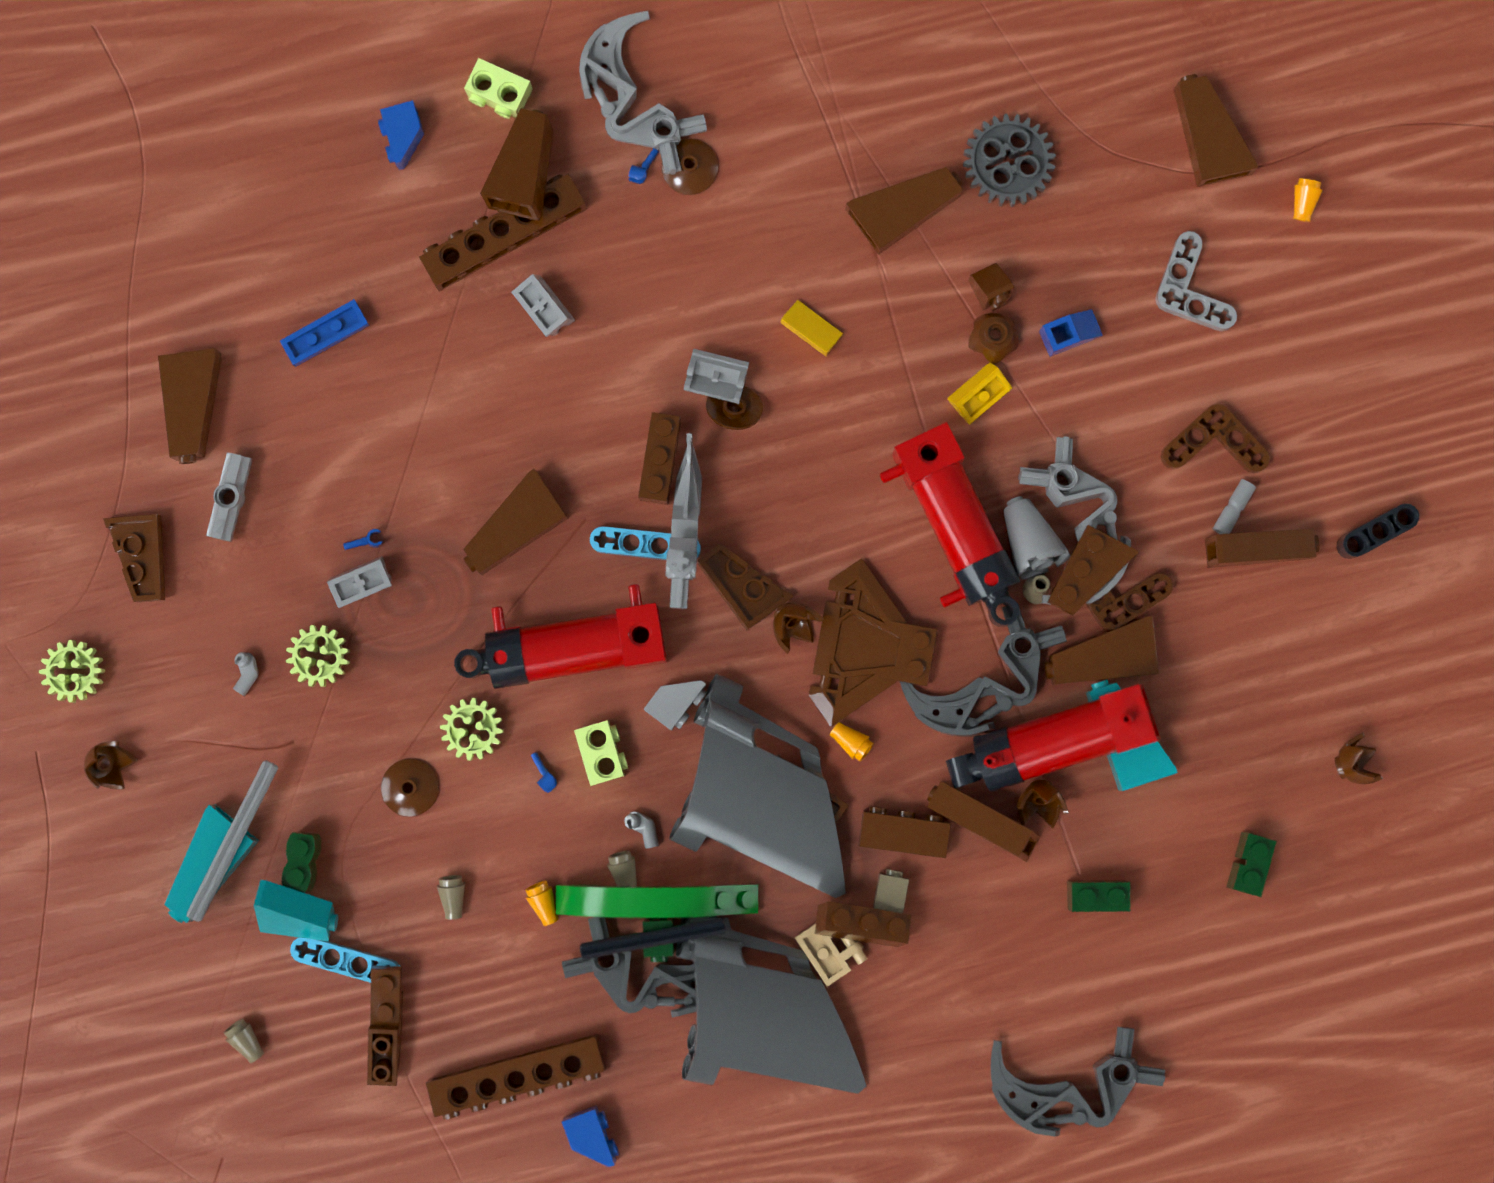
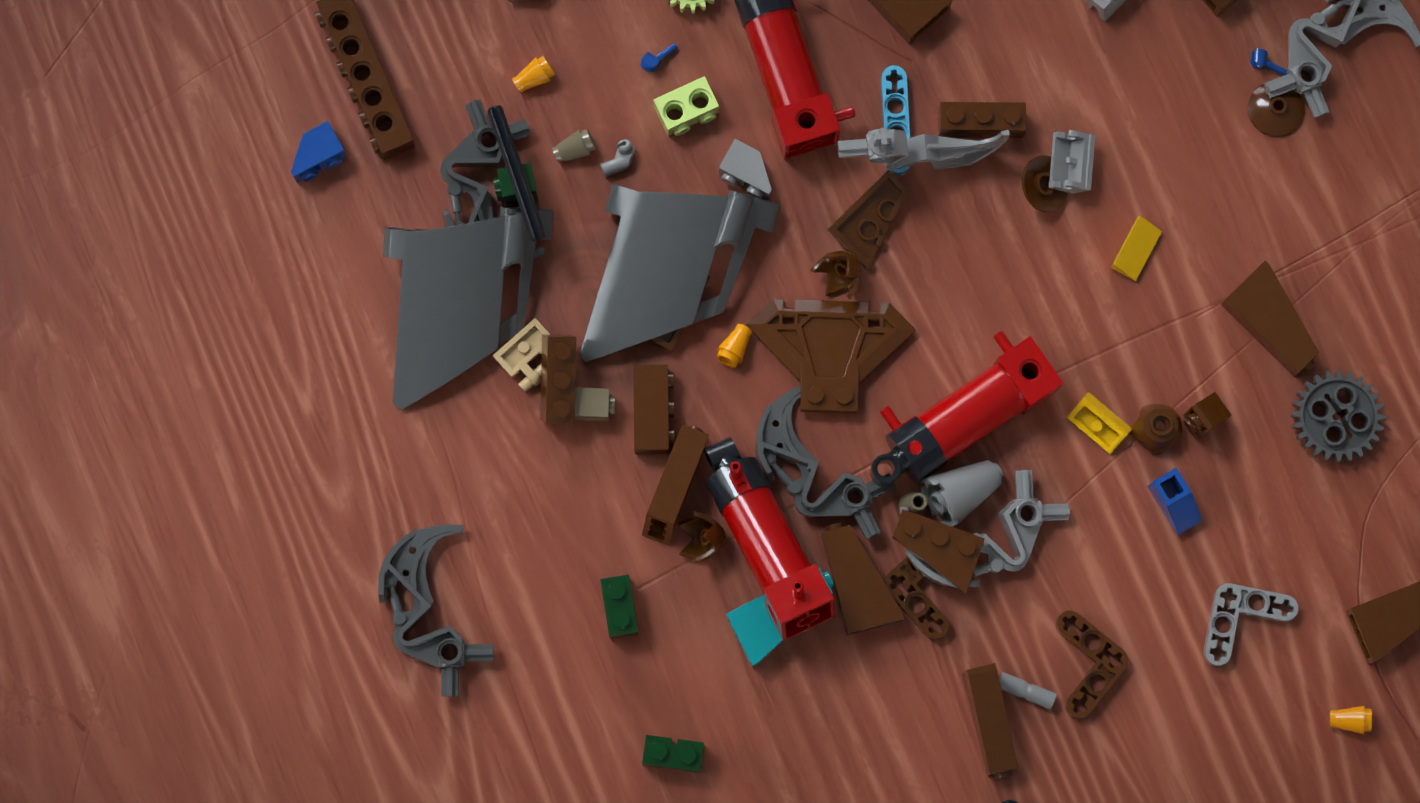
camera: 75 degrees right, 5 degrees down
(656, 901) = (553, 182): green arch -> none

